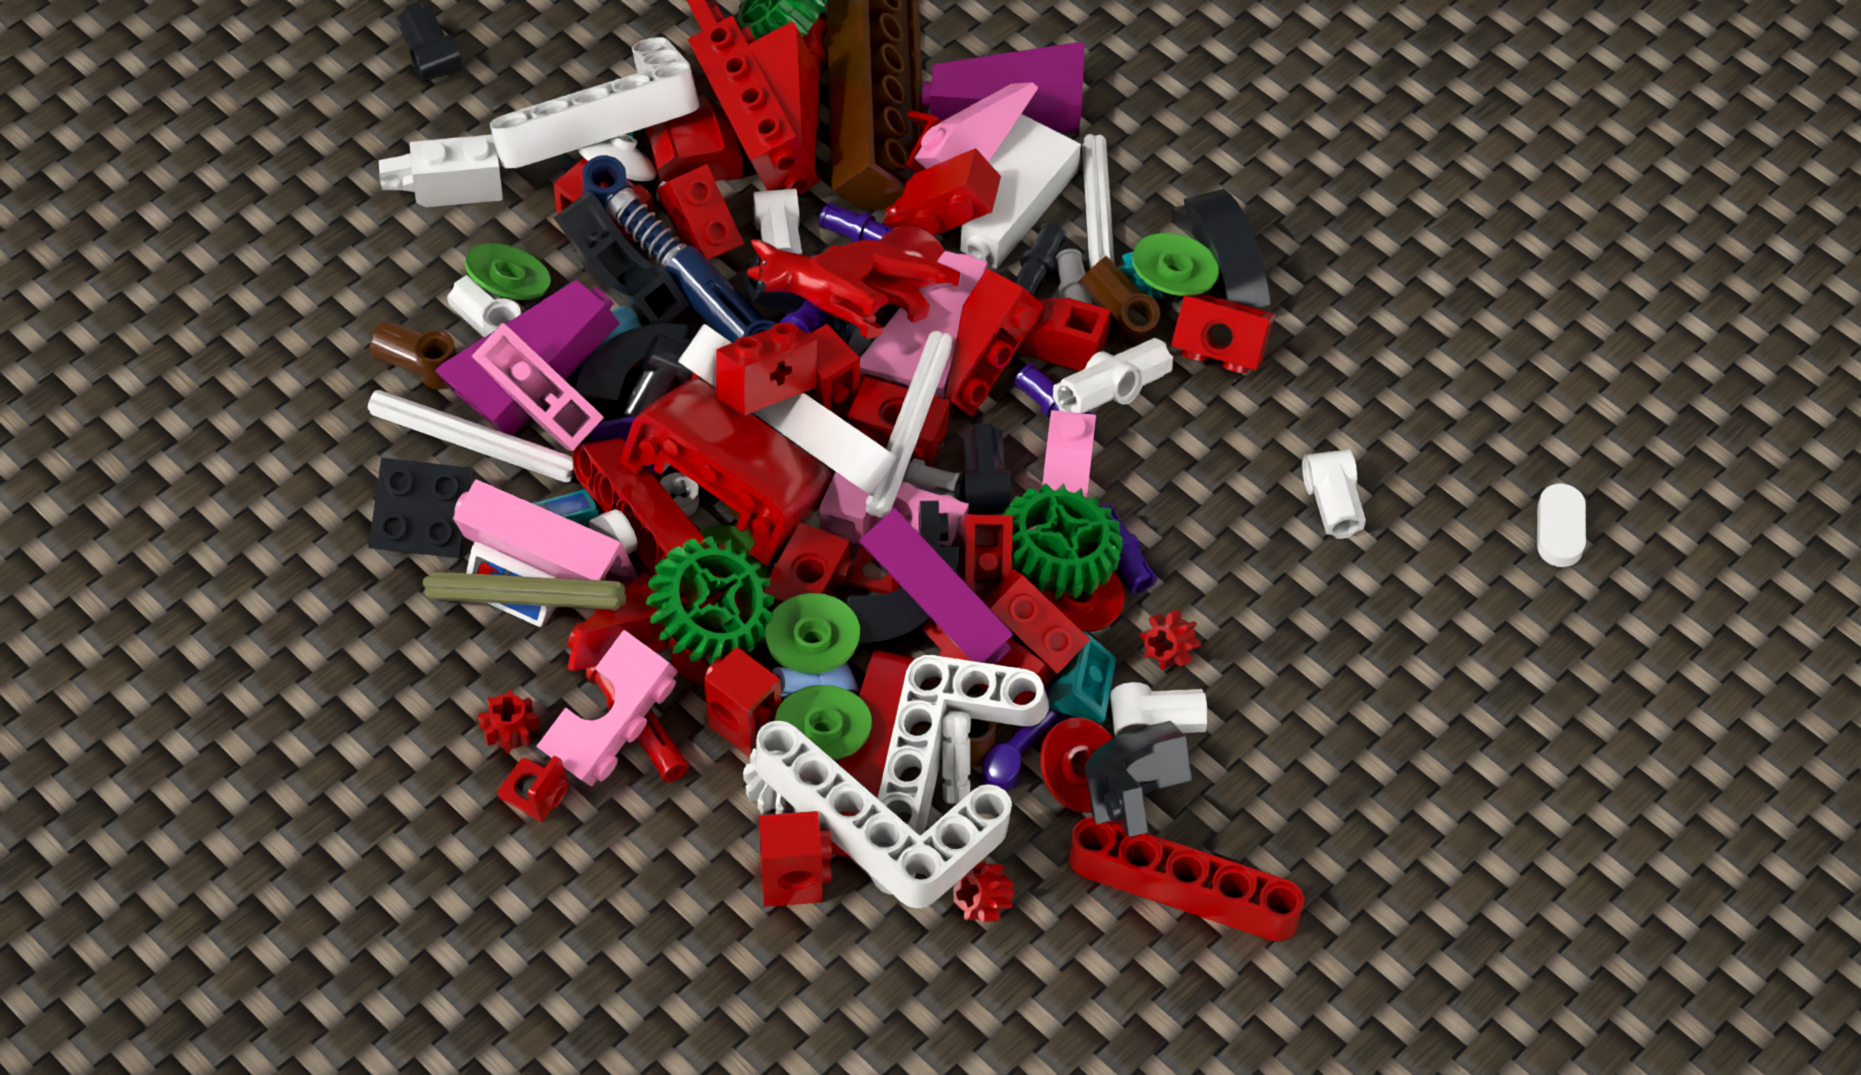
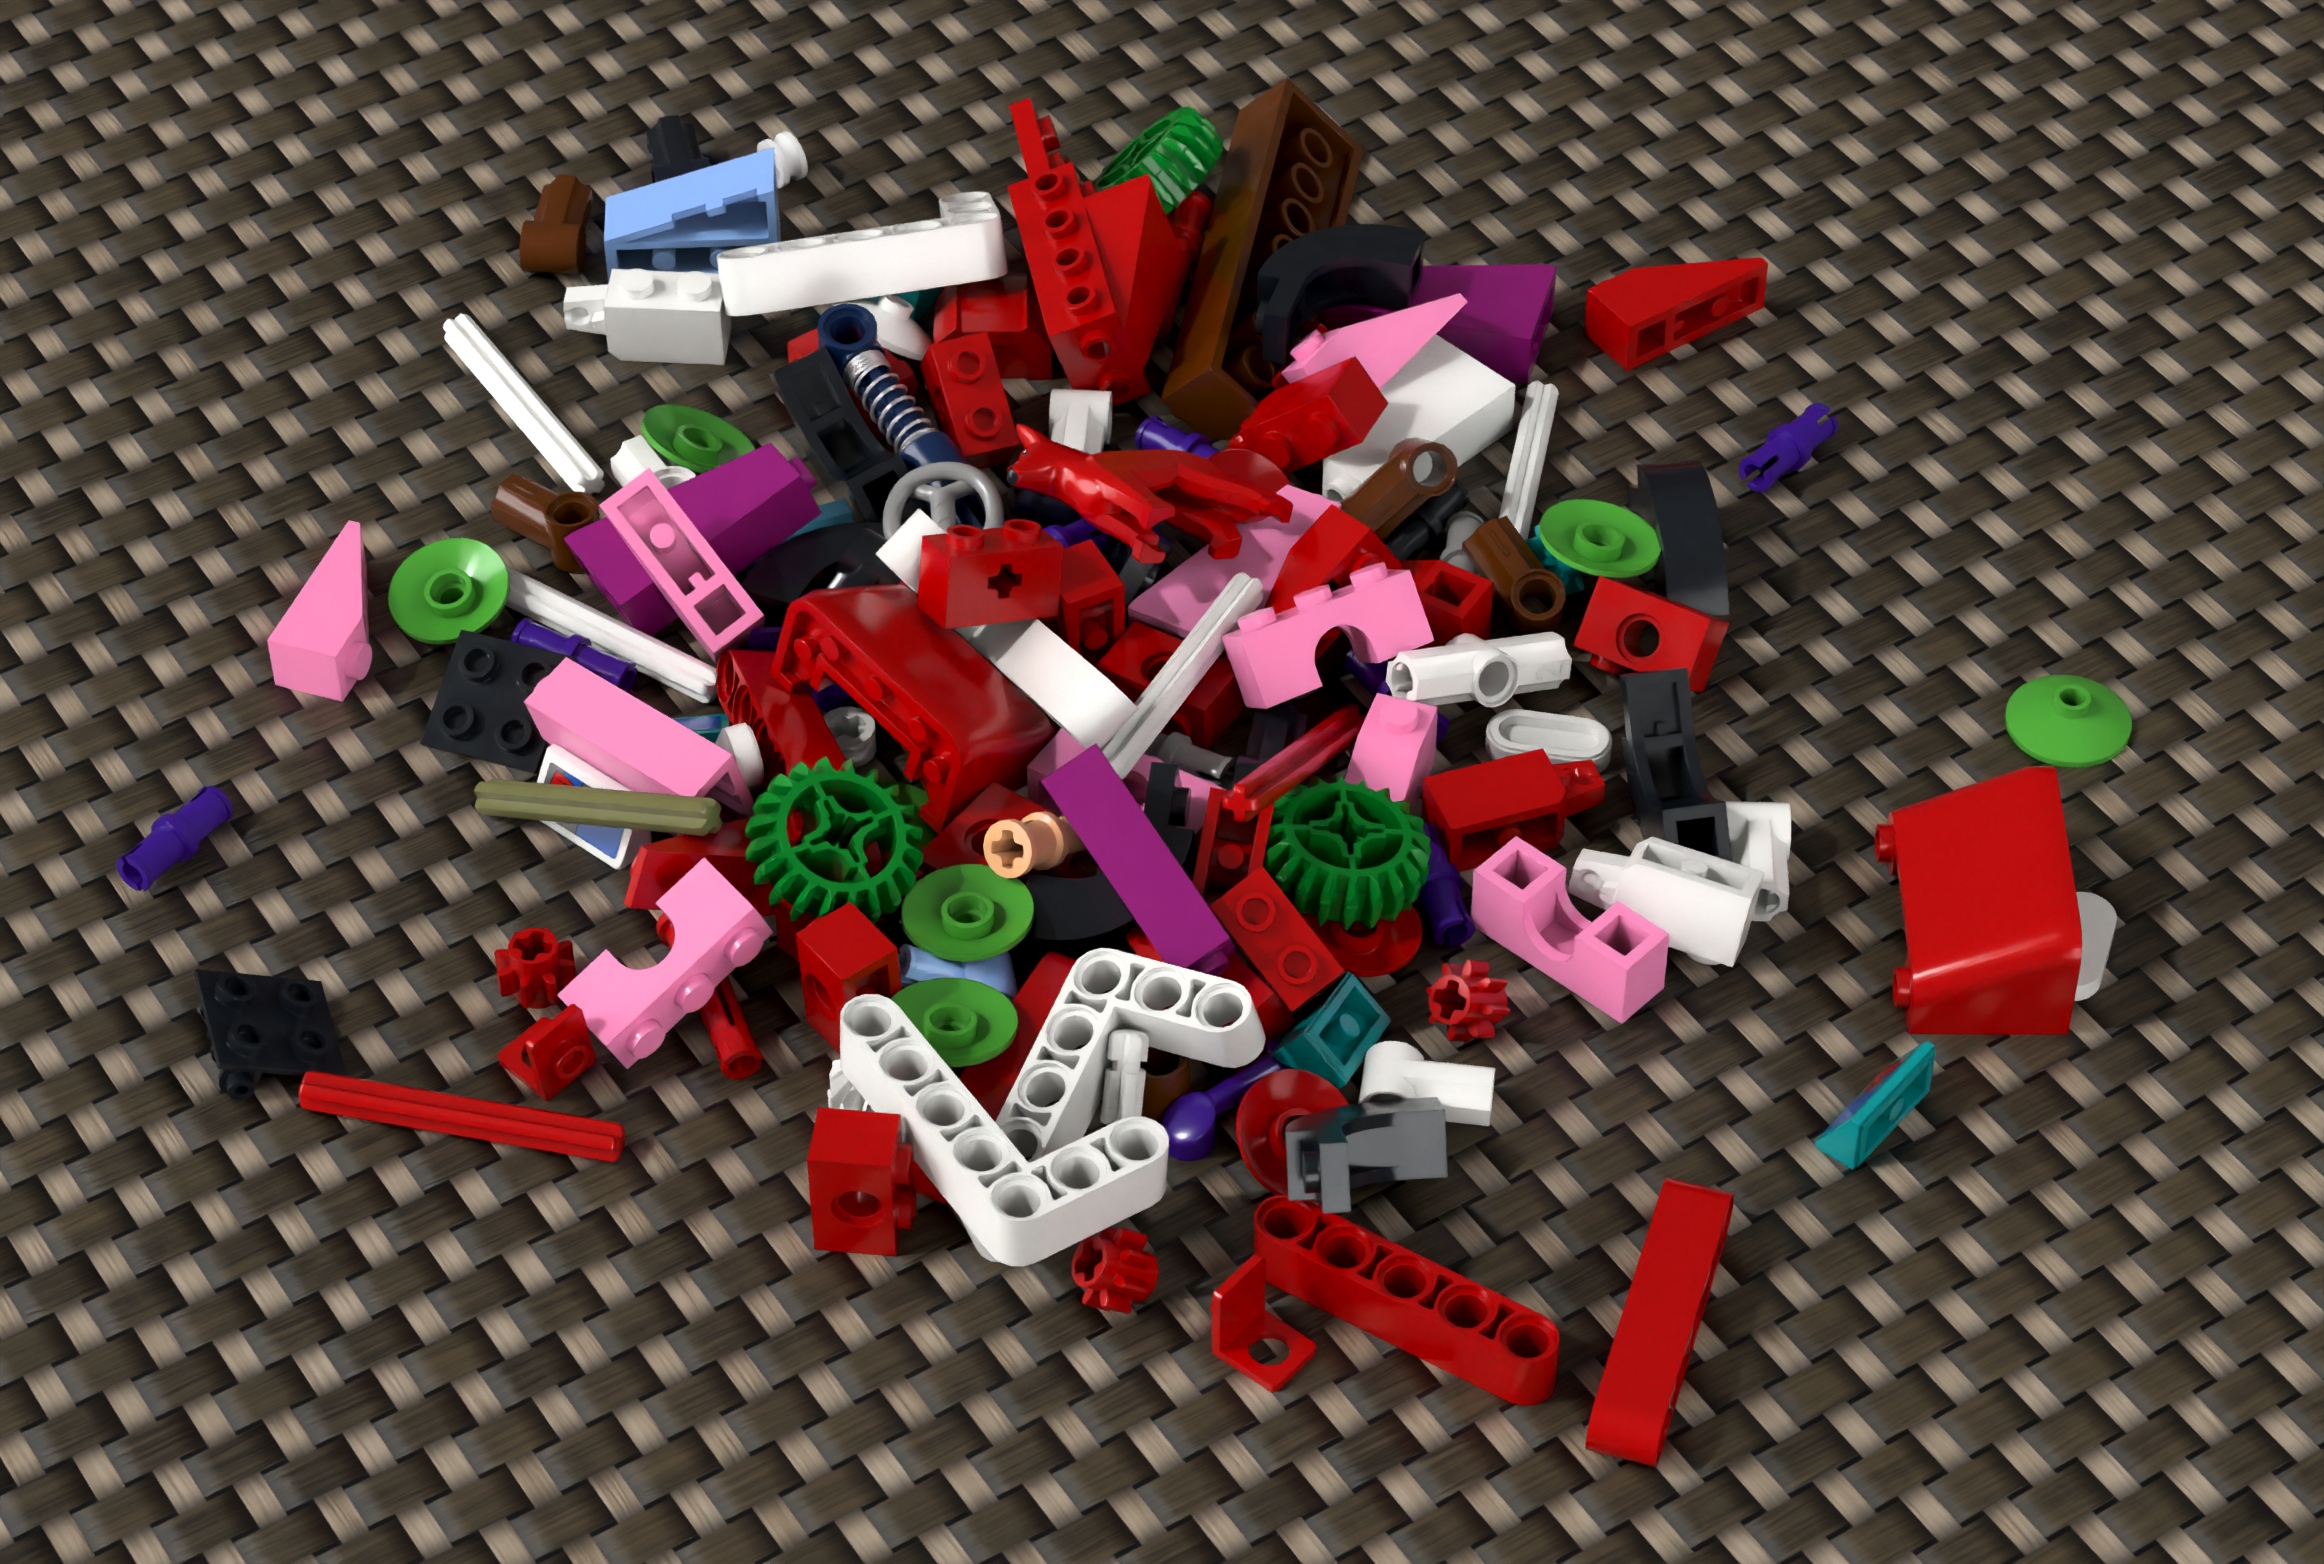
camera: 15 degrees right, 10 degrees down
(212, 657) = (174, 838): none -> dark purple pin
(277, 470) = (325, 632): none -> bright pink slope
(326, 802) = (266, 1028): none -> black hinge
(353, 111) = (557, 234): none -> reddish brown piece
(354, 406) = (440, 574): none -> bright green dish
(367, 257) = (523, 405): none -> white axle
(457, 92) = (694, 217): none -> light blue wedge
(484, 468) = (609, 667): none -> dark purple pin
(486, 847) = (462, 1116): none -> red axle
(502, 25) = (789, 157): none -> white bush
(707, 306) = (942, 499): none -> light grey piece
(845, 572) = (1034, 842): none -> light nougat pin
(933, 71) = (1334, 269): none -> black arch
(976, 387) = (1277, 652): none -> bright pink arch
(1015, 481) = (1294, 764): none -> red axle
(1020, 242) = (1393, 491): none -> reddish brown piece
(1079, 912) = (1241, 1321): none -> red bracket
(1155, 479) = (1505, 798): none -> red hinge
(1164, 60) = (1670, 305): none -> red slope
(1168, 422) = (1560, 736): none -> white tile
(1193, 562) = (1526, 908): none -> bright pink arch
(1267, 459) = (1665, 764): none -> black arch
(1274, 162) = (1788, 447): none -> dark purple pin
(1290, 536) = (1683, 891): none -> white hinge
(1361, 865) = (1660, 1322): none -> red beam
(1460, 671) = (1879, 1107): none -> teal slope
(1503, 508) = (1986, 908): none -> red windscreen
(1511, 361) = (2068, 721): none -> bright green dish

